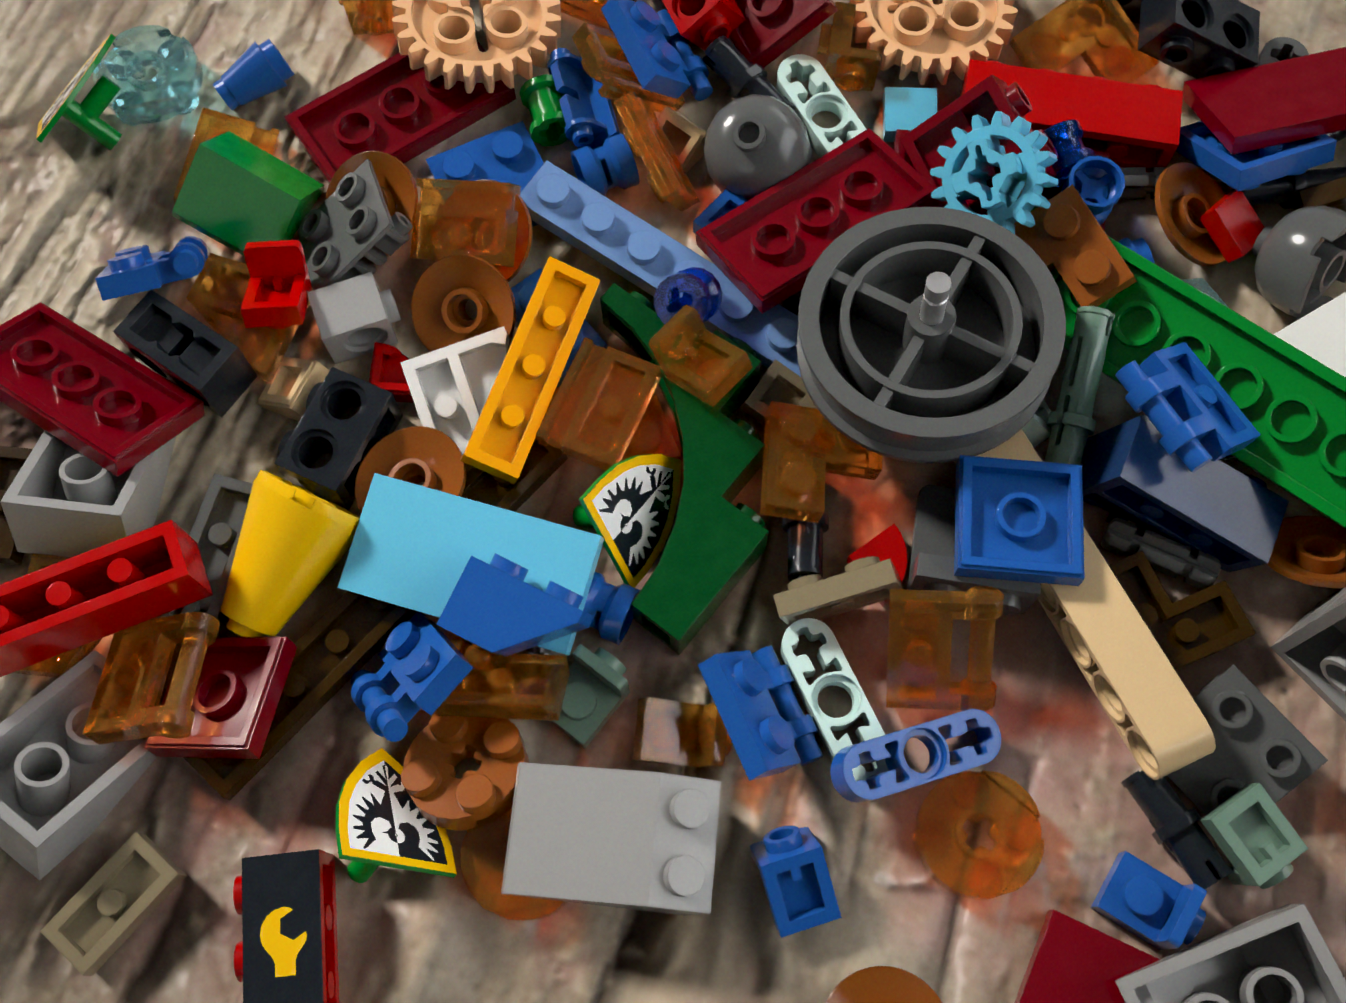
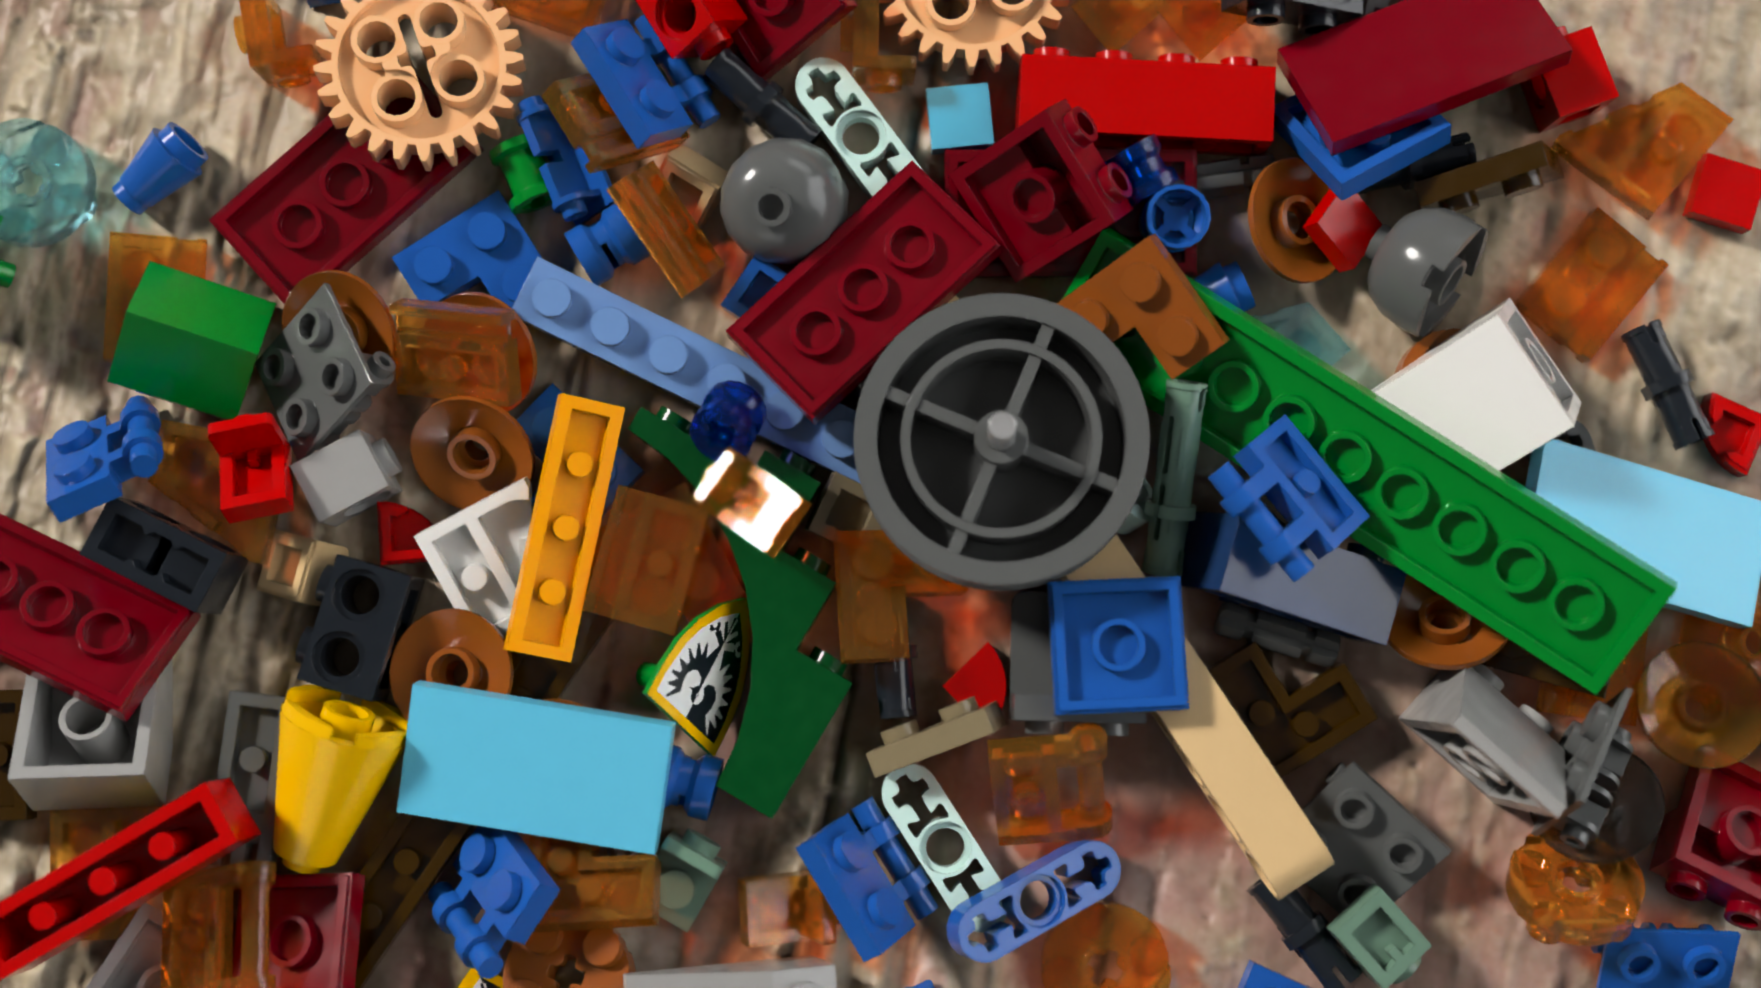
camera: 15 degrees left, 15 degrees up
(505, 613) = (588, 828): blue slope -> none
(973, 163) = (1065, 211): medium azure gear -> none

